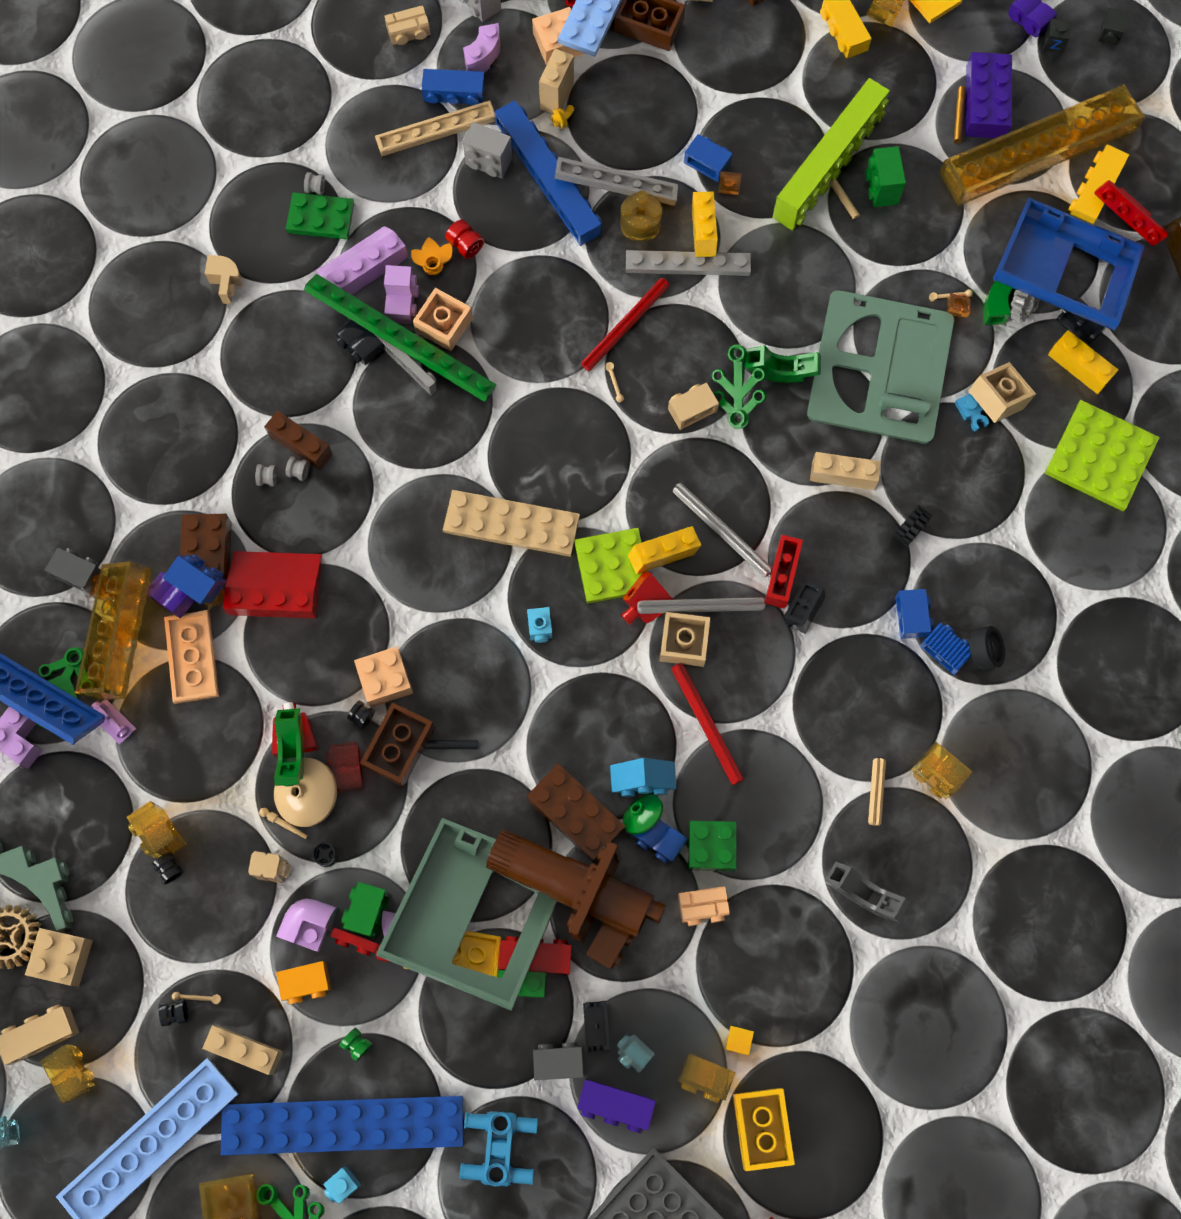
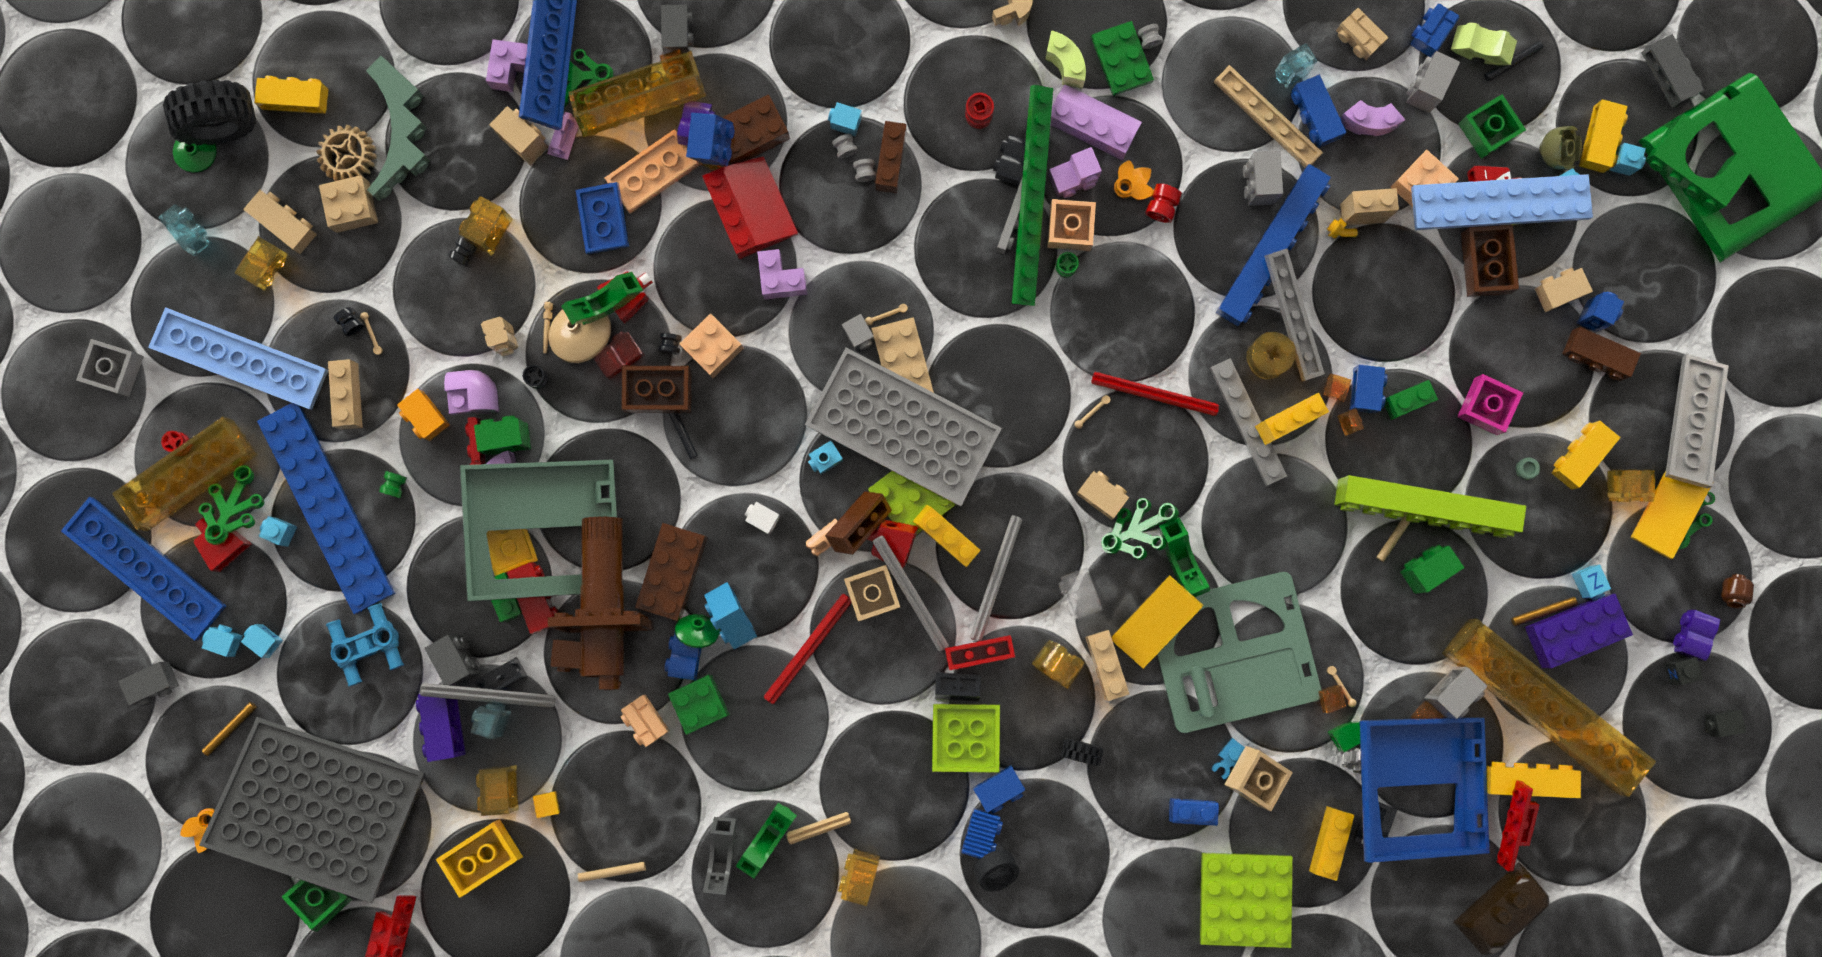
camera: 65 degrees right, 10 degrees up
(88, 758) = (519, 135): none -> tan brick
(209, 721) = (602, 218): none -> blue tile
(242, 462) = (845, 118): none -> medium azure brick
(295, 257) = (1067, 59): none -> yellowish green brick
(299, 347) = (979, 110): none -> red wheel
(356, 590) = (779, 282): none -> lavender brick
(405, 82) = (1295, 65): none -> clear light blue brick
(438, 496) = (902, 308): none -> tan hinge
(441, 542) = (858, 333): none -> light grey brick
(473, 336) = (1066, 261): none -> green wheel
(547, 541) = (903, 426): none -> light grey plate
(566, 706) = (762, 517): none -> white brick
(609, 1042) = (487, 695): none -> light grey axle
(613, 658) = (818, 542): none -> light nougat hinge
(615, 618) = (858, 522): none -> reddish brown brick
(694, 180) = (1336, 387): none -> clear orange plate
(734, 128) = (1410, 399): none -> green brick
(769, 72) = (1490, 404): none -> dark pink brick
(771, 464) = (1080, 593): none -> clear brick
(825, 509) = (1058, 664): none -> clear yellow brick
(826, 410) = (1156, 621): none -> yellow tile
(832, 1007) = (613, 871): none -> tan bar
(835, 73) = (1527, 468): none -> sand green tile
(854, 621) = (966, 738): none -> lime plate
(867, 842) = (766, 840): none -> green arch
(952, 68) = (1591, 582): none -> medium azure brick
(998, 206) = (1456, 692): none -> light grey brick
(1001, 240) = (1426, 710): none -> clear orange plate
(1006, 459) = (1193, 811): none -> blue brick

